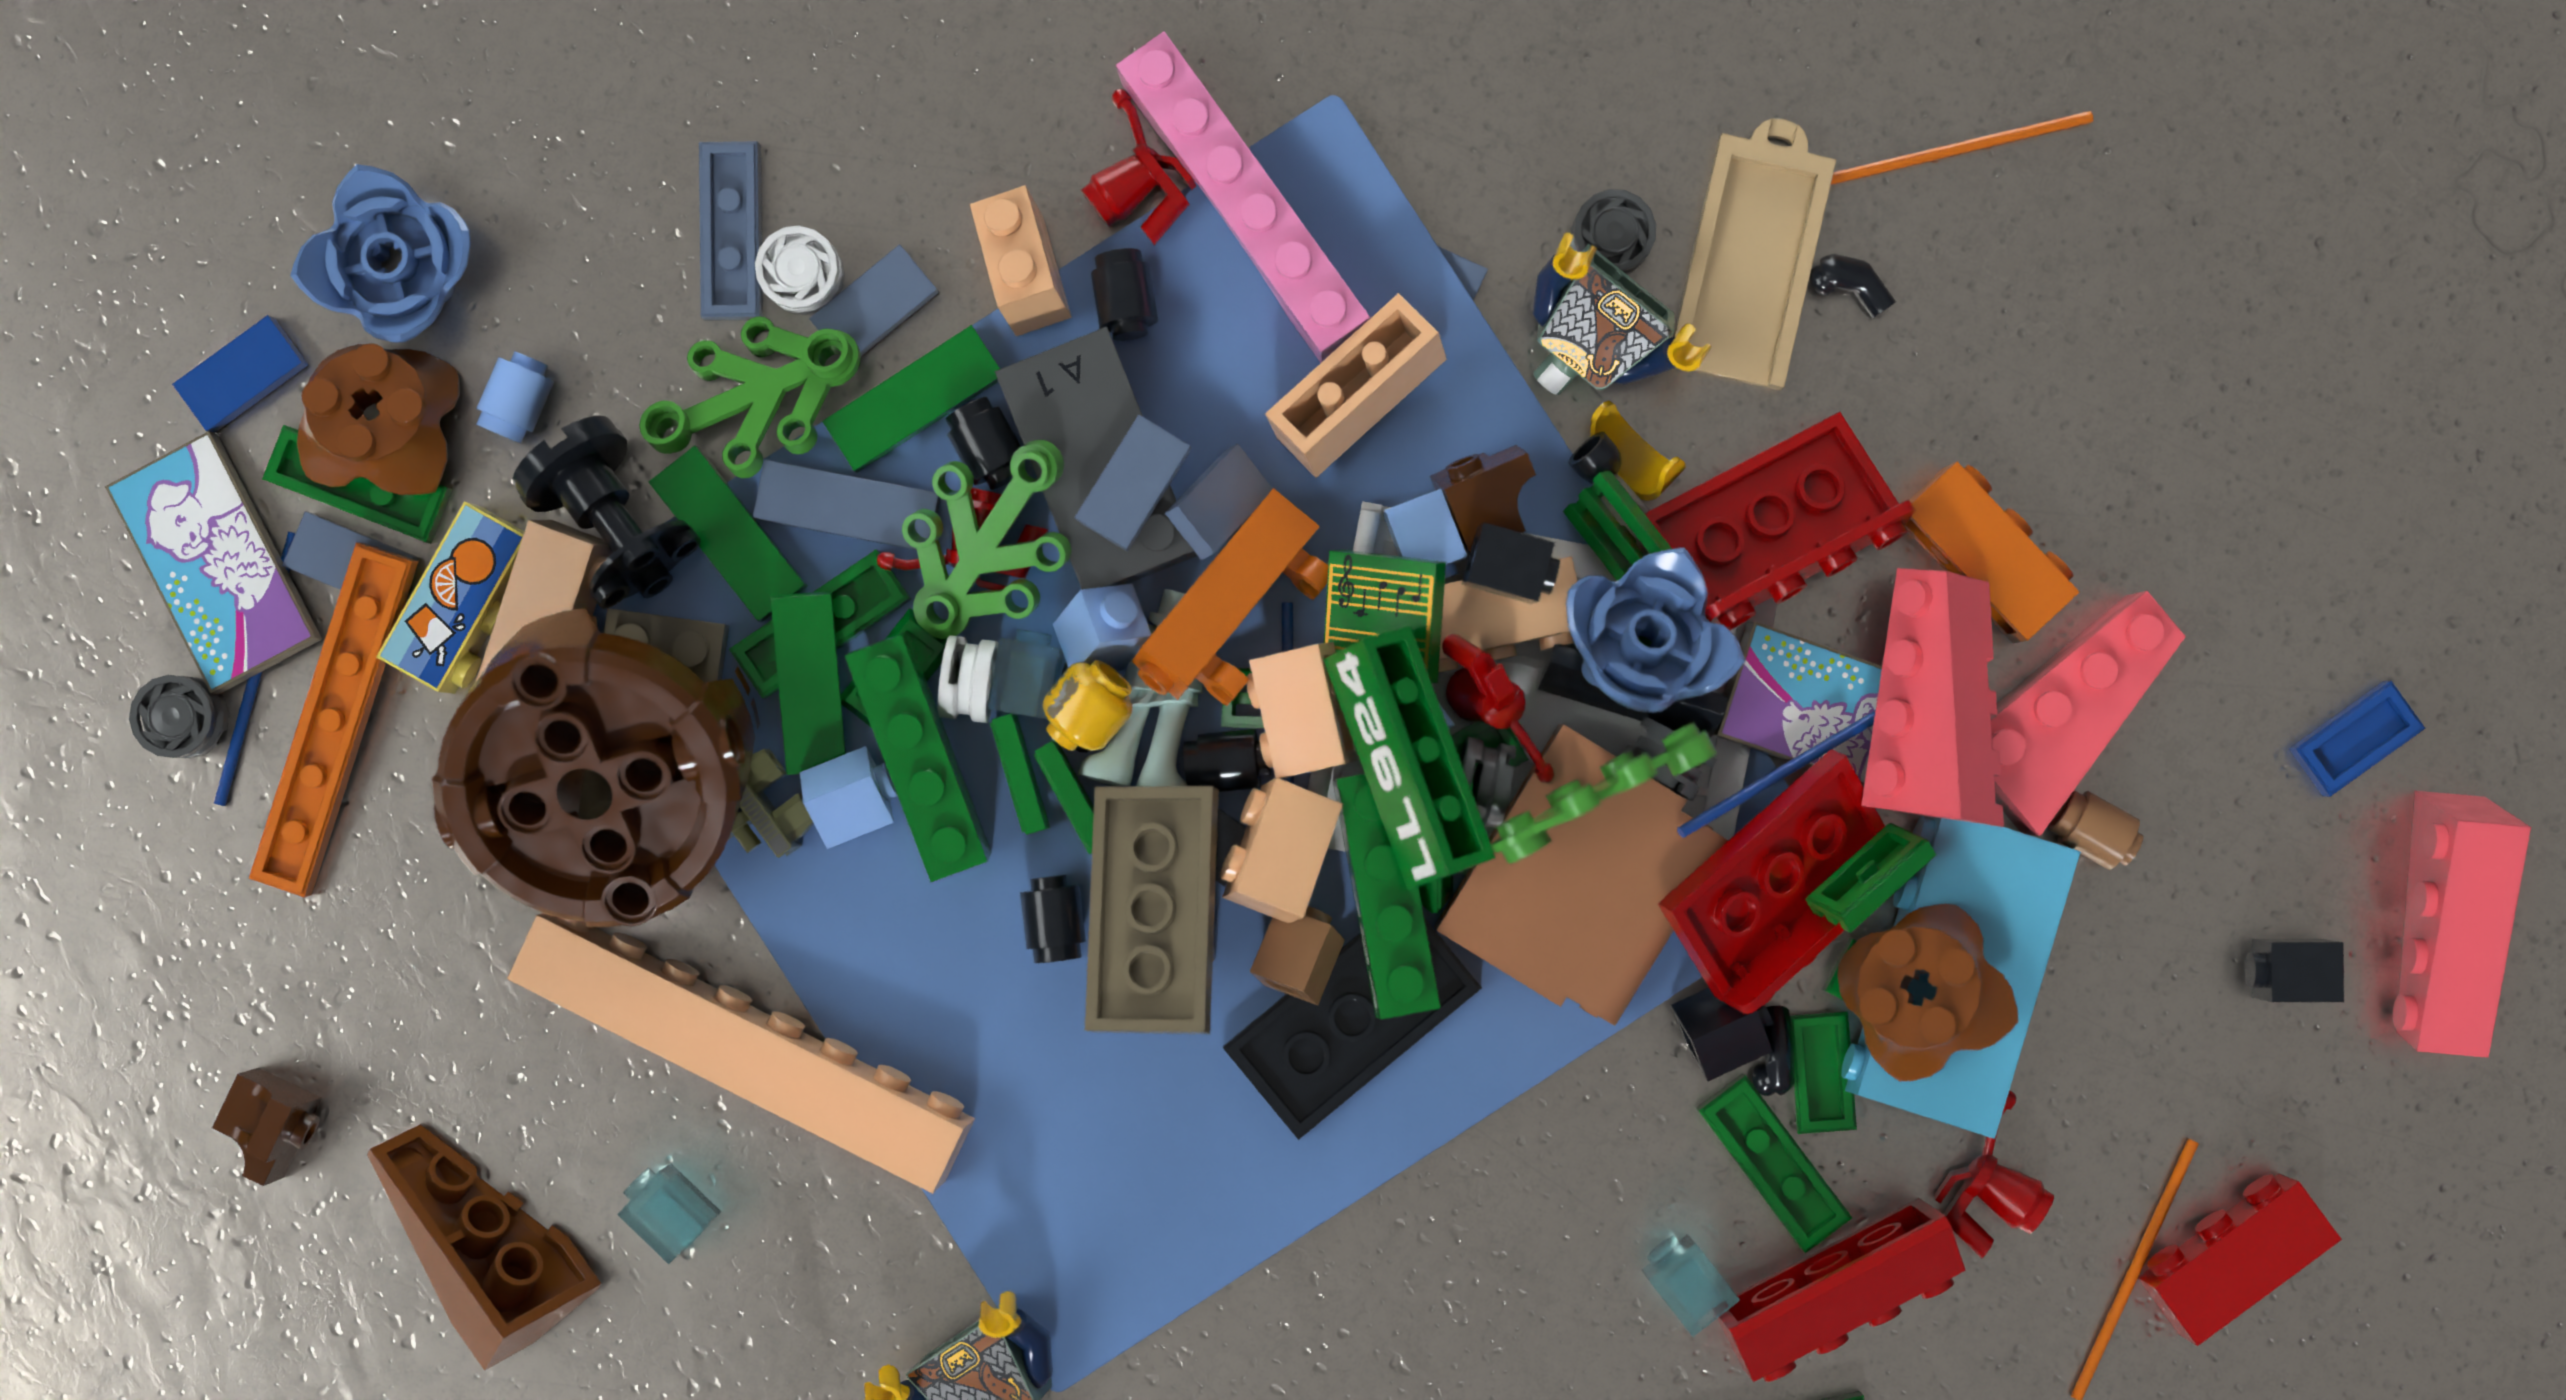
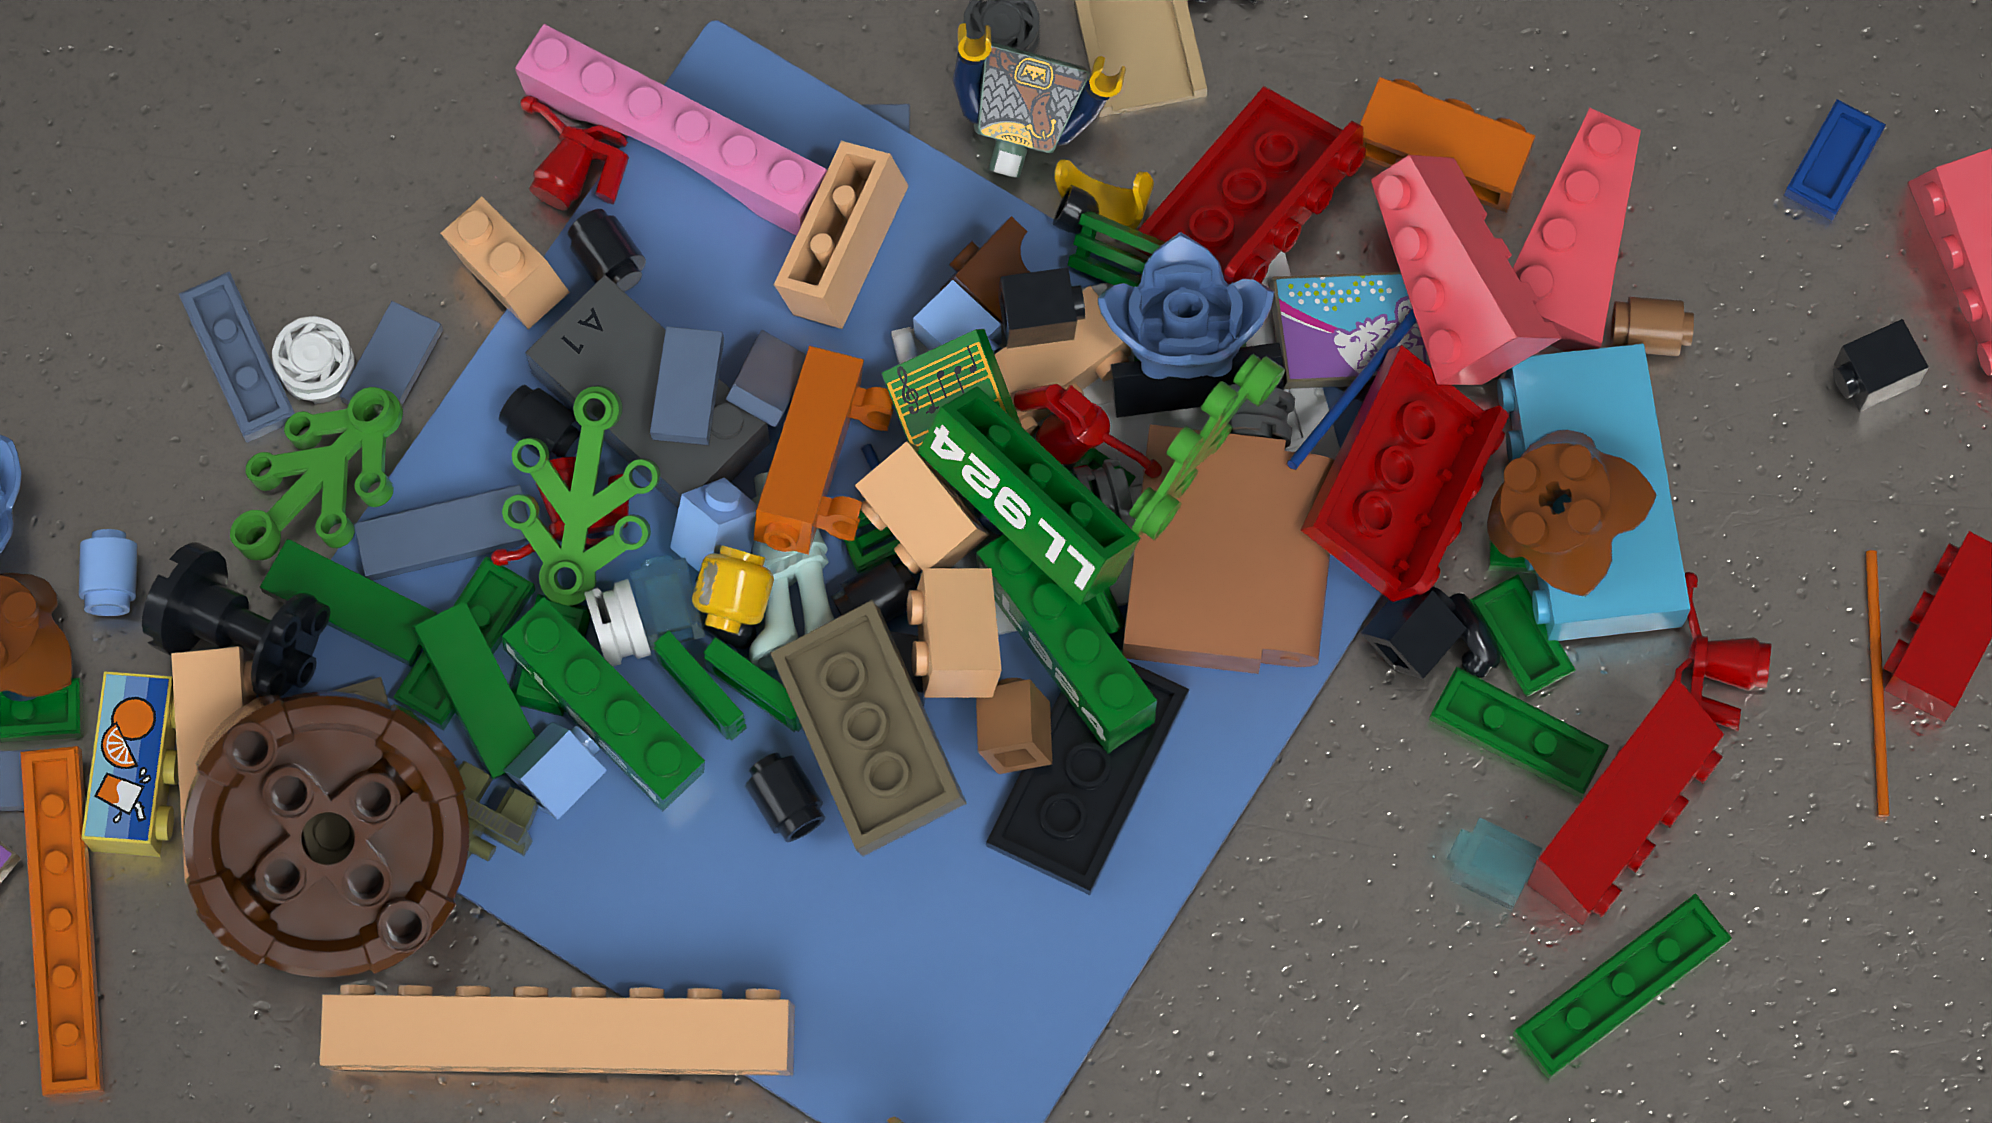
camera: 25 degrees left, 15 degrees down
(913, 399) = (461, 419): green tile -> none
(1870, 877) = (1473, 438): green tile -> none

